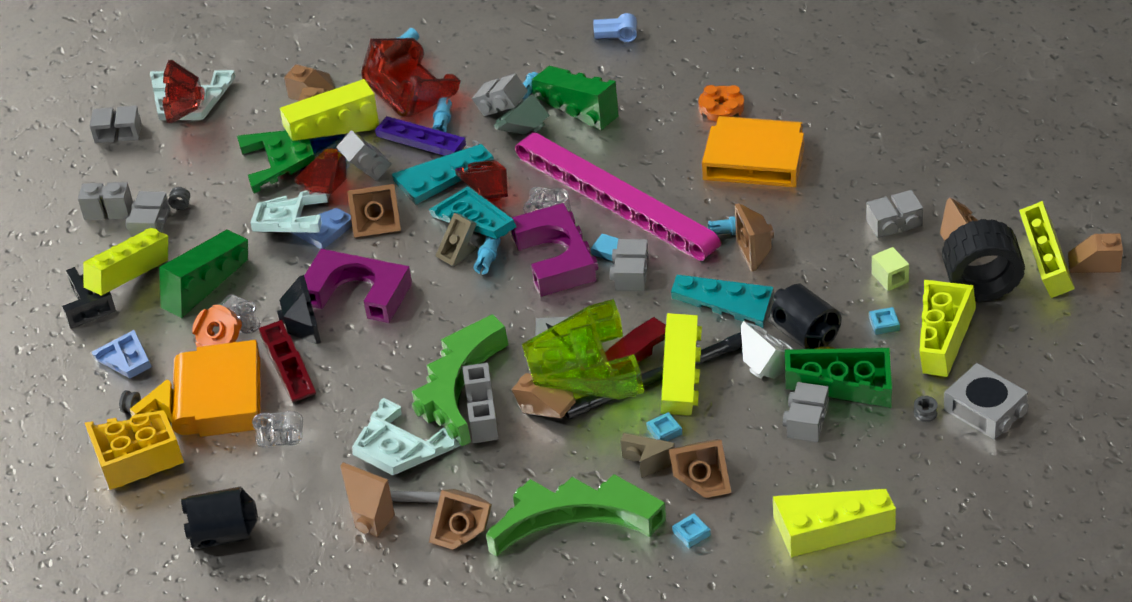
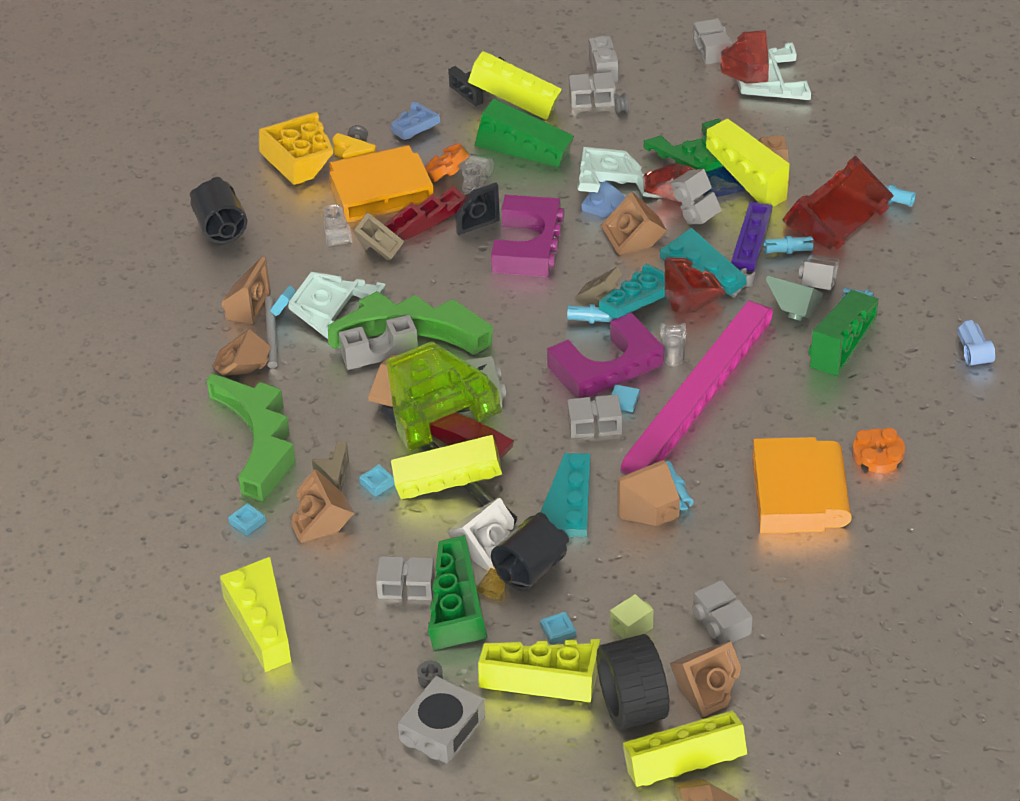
camera: 75 degrees right, 0 degrees up
(306, 77) = (811, 147): medium nougat slope -> none
(315, 391) = (377, 236): none -> dark tan slope
(386, 471) = (283, 300): none -> medium azure tile

